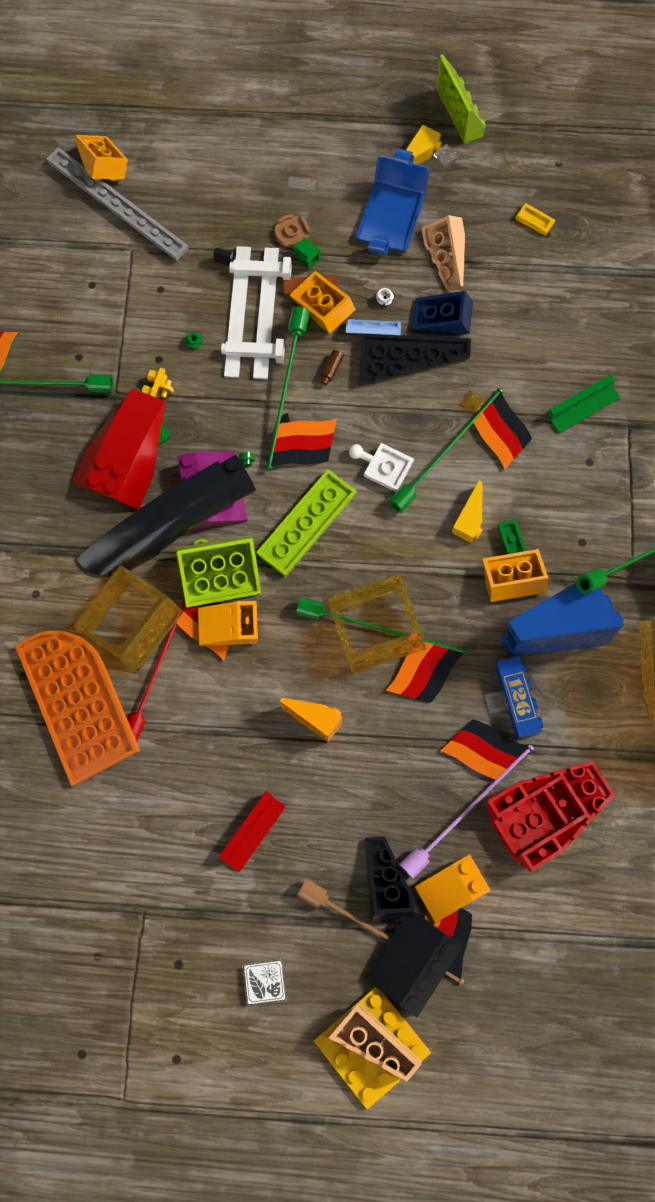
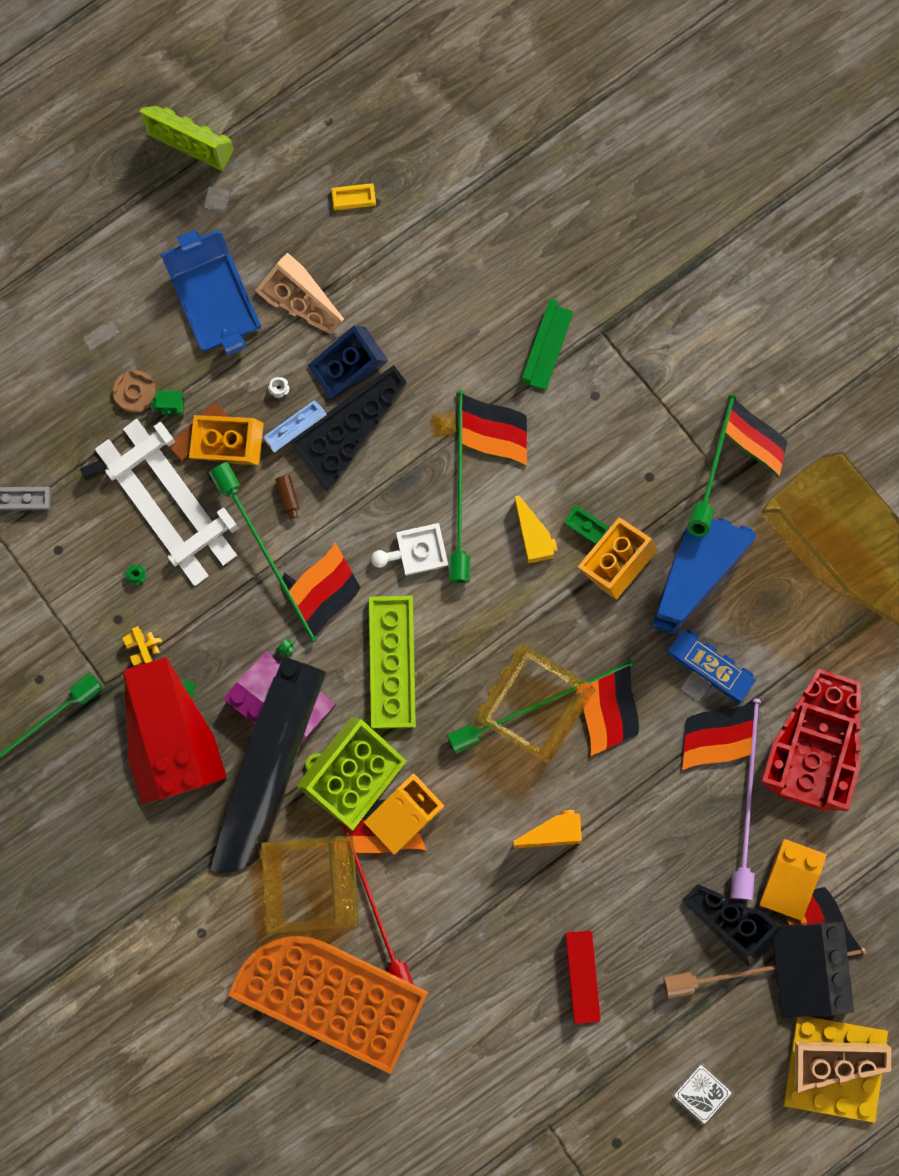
camera: 40 degrees left, 5 degrees up
(424, 144) = (187, 206): yellow slope -> none

